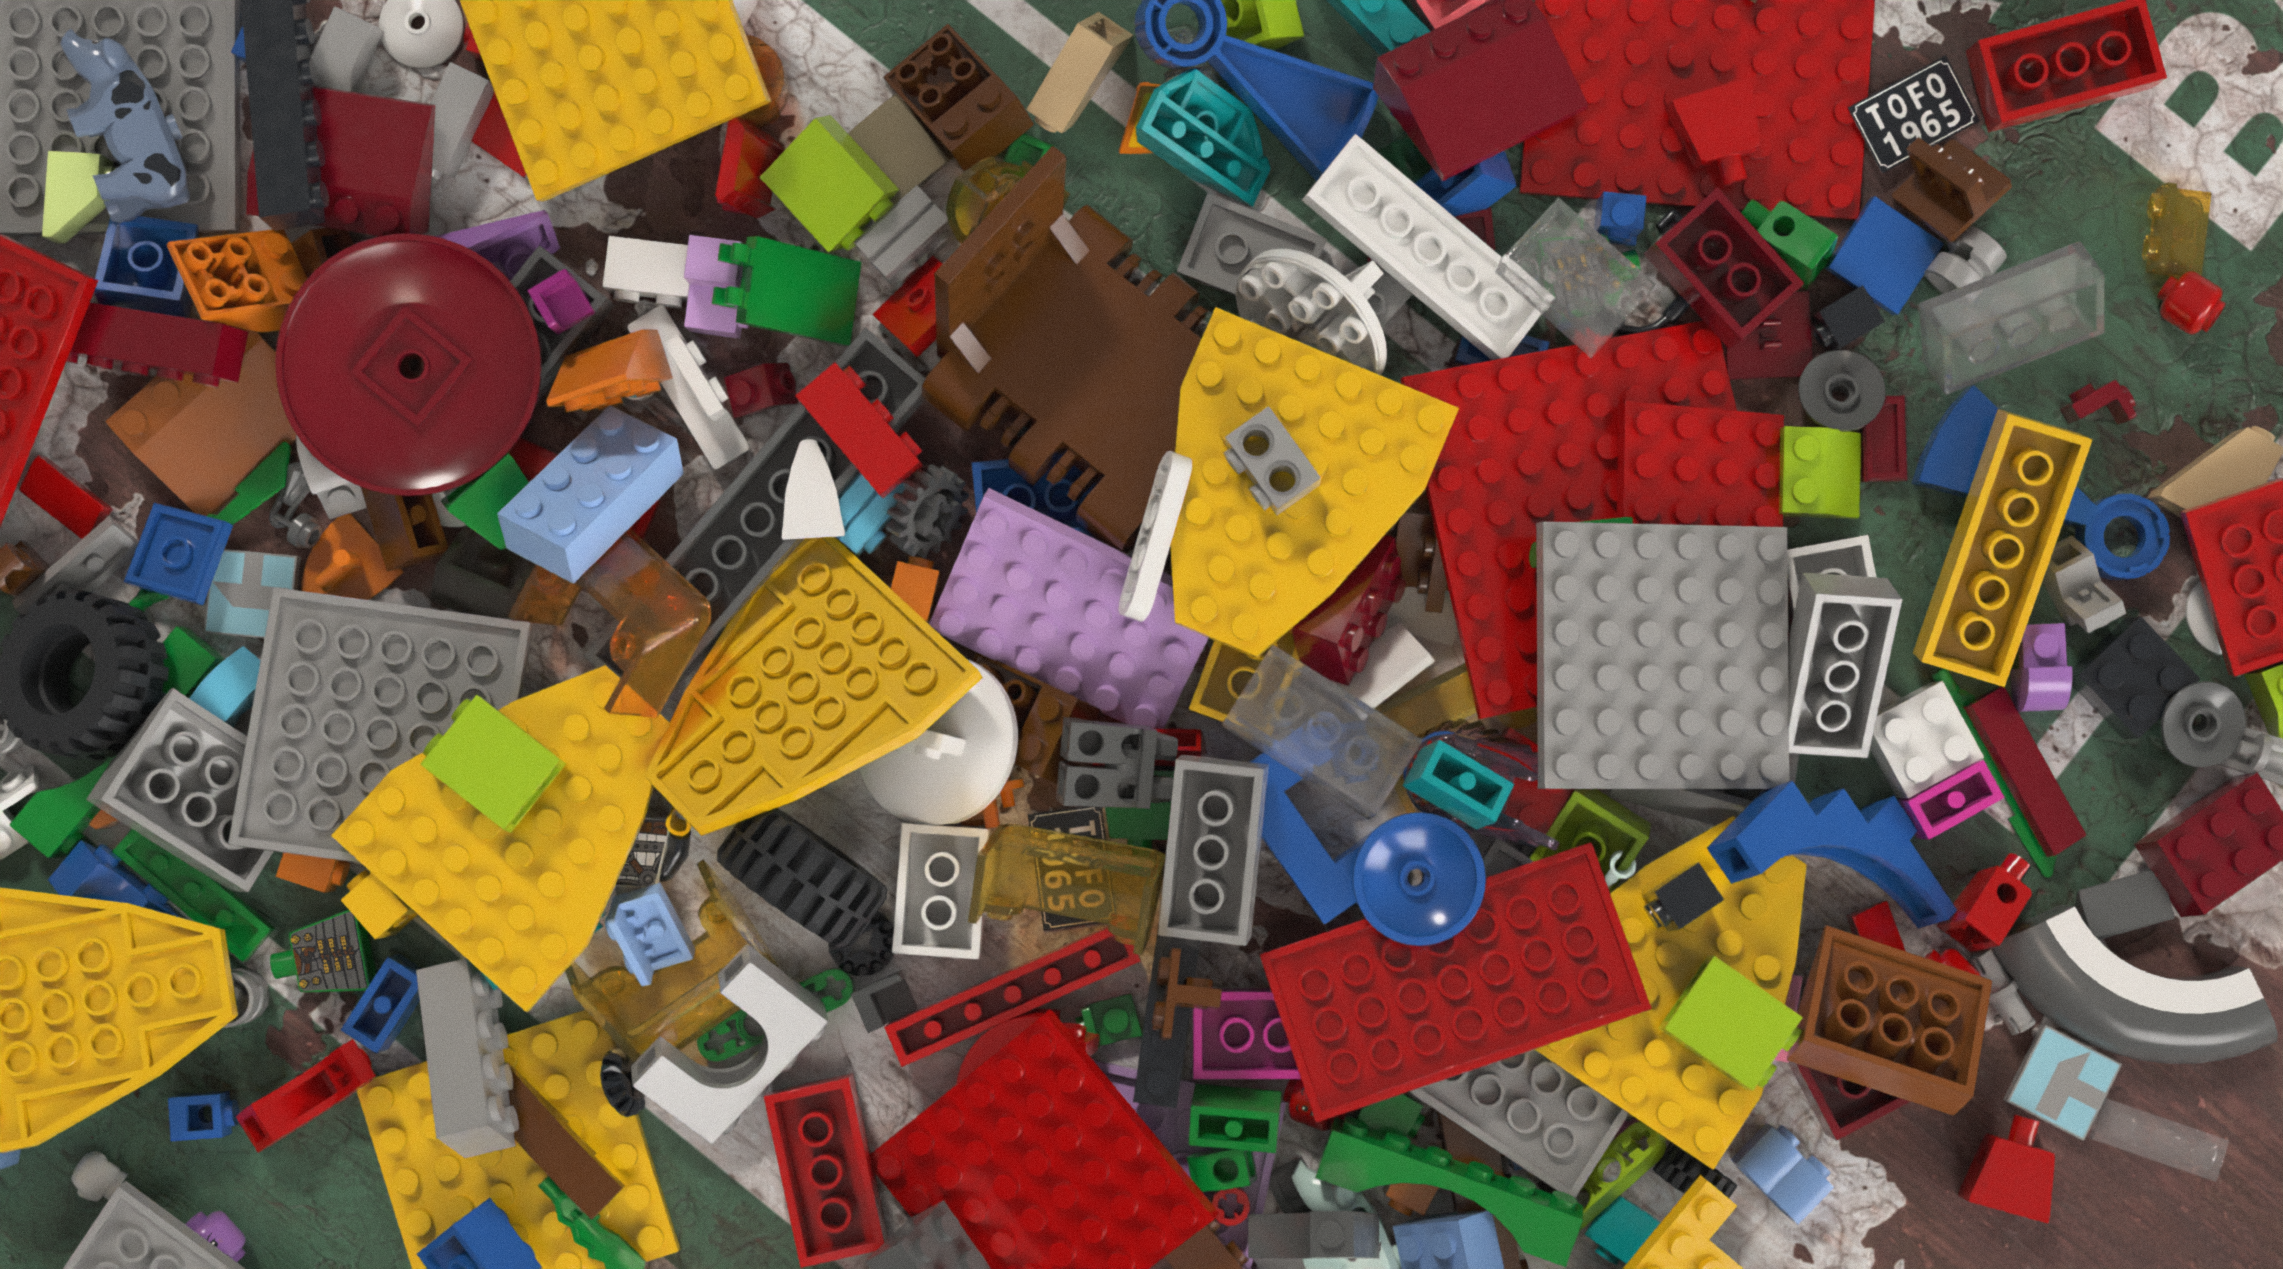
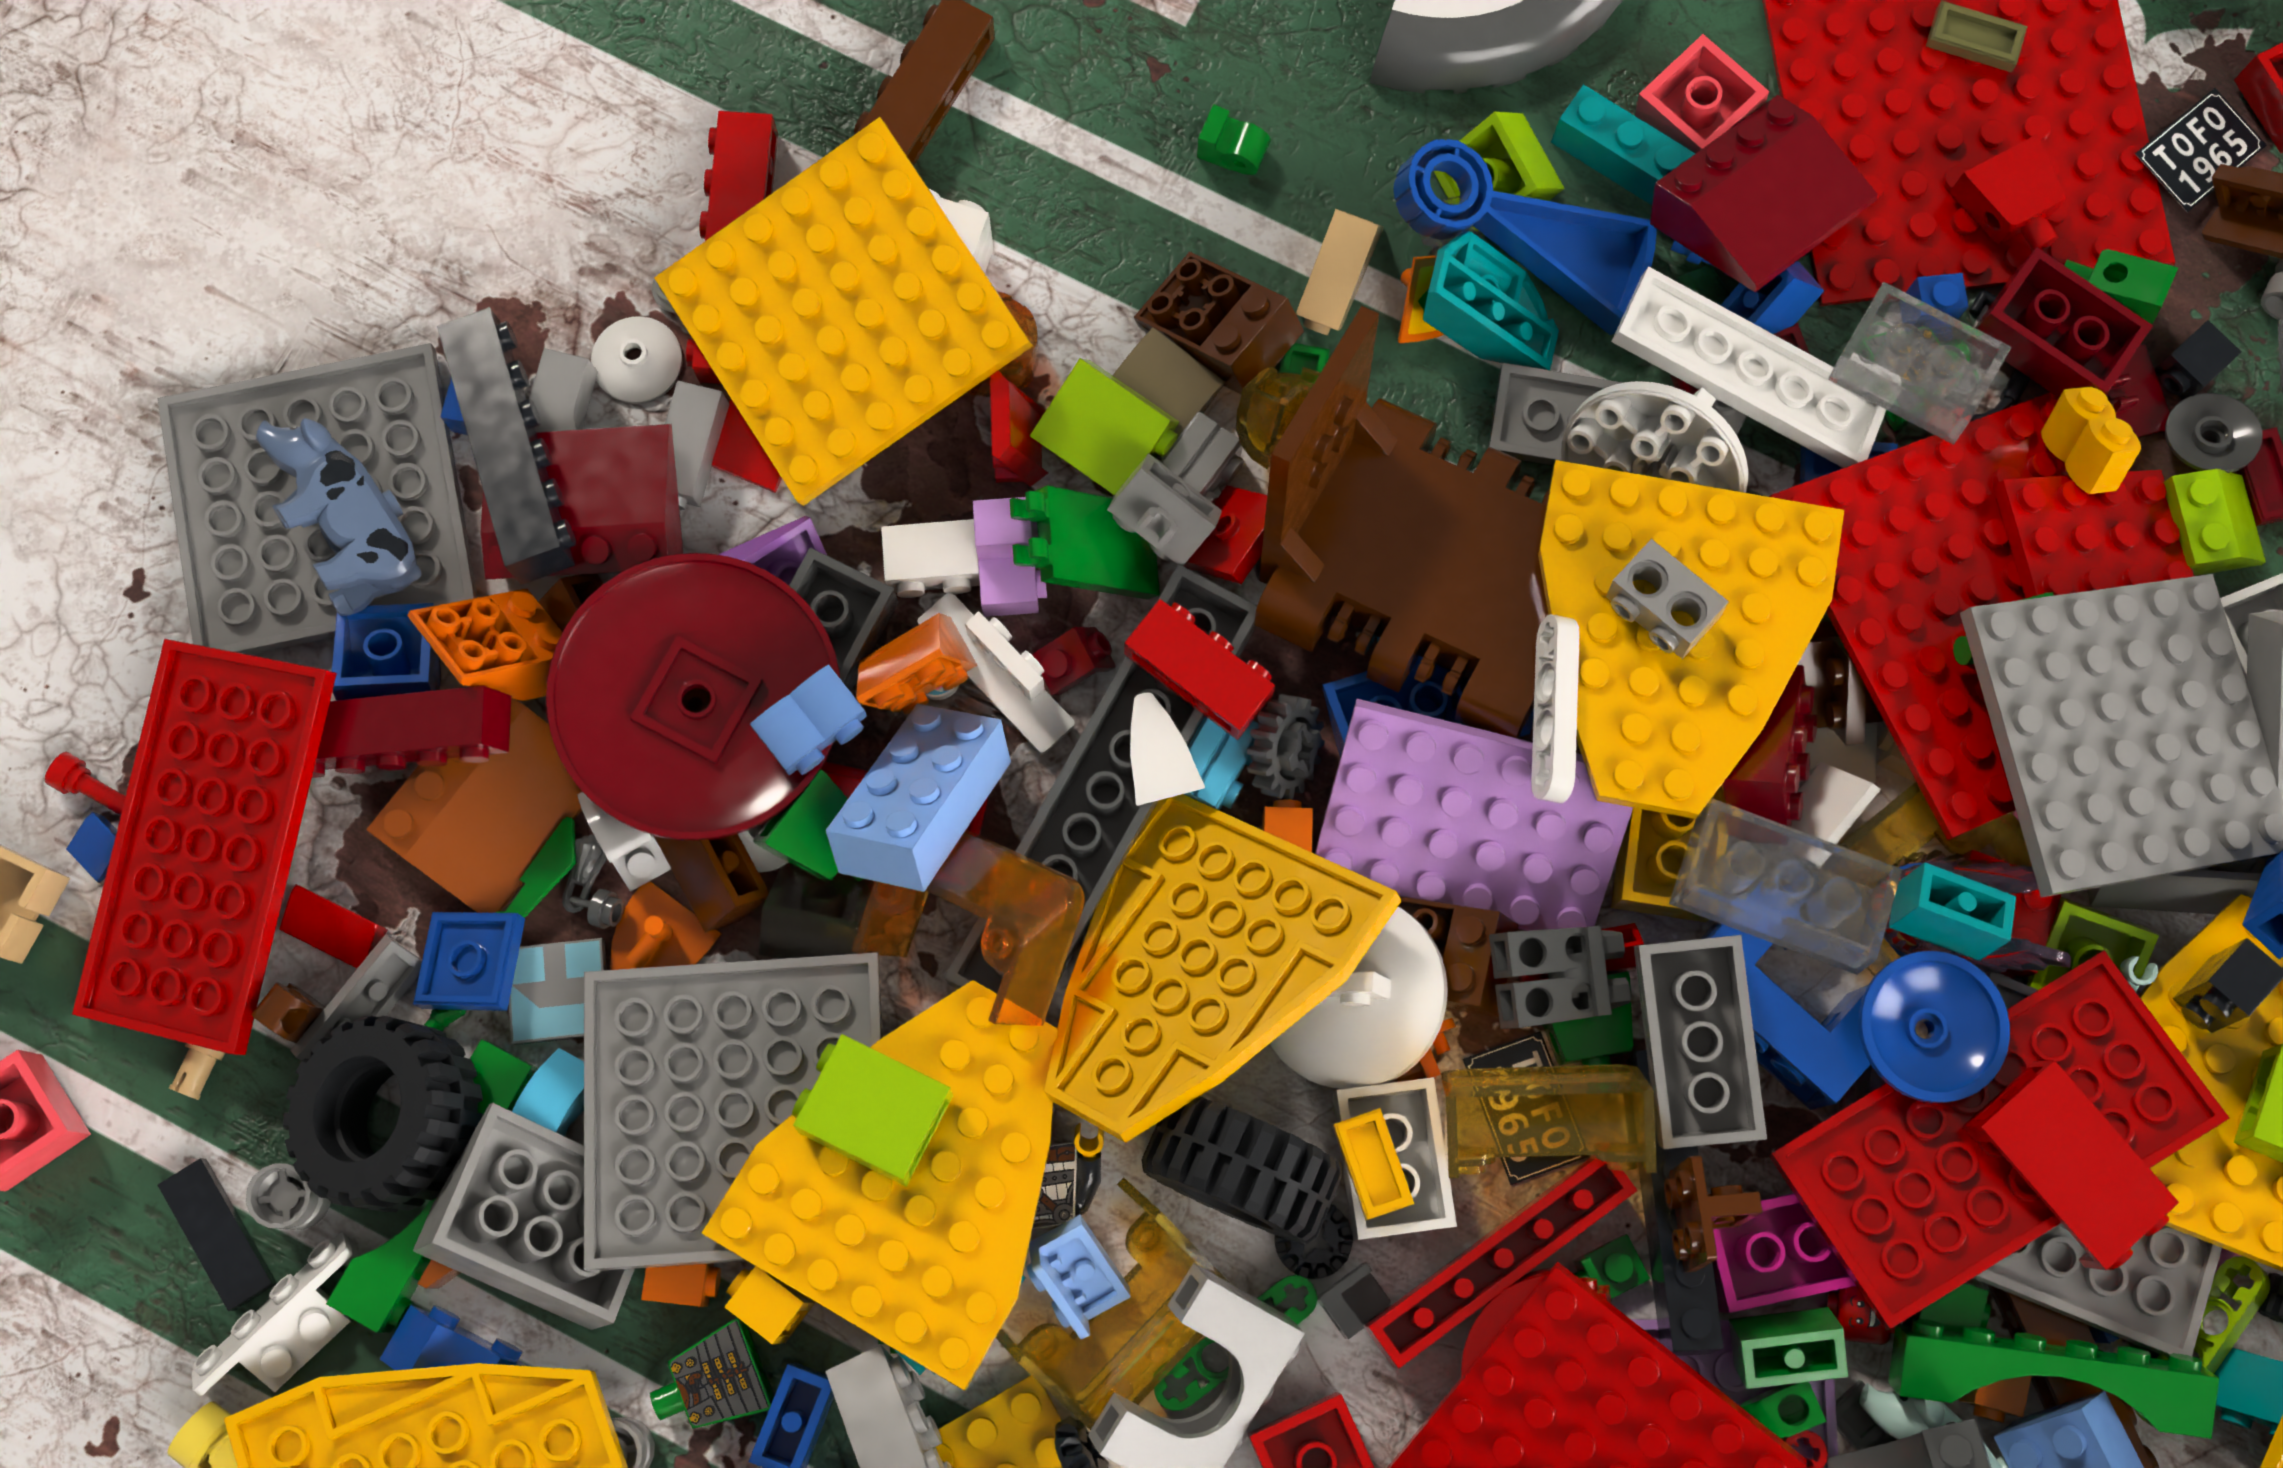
camera: 15 degrees left, 10 degrees down
(72, 193) = (292, 594): yellowish green slope -> none
(196, 894) = (549, 1338): green plate -> none
(502, 411) = (810, 721): none -> medium blue brick
(561, 301) = (847, 597): magenta panel -> none
(863, 275) = (1164, 511): none -> light grey brick
(917, 893) = (1373, 1164): none -> yellow tile
(1505, 1020) = (2075, 1163): none -> red panel
(1715, 380) = (2090, 440): none -> yellow brick
(1884, 255) = (2216, 288): blue tile -> none

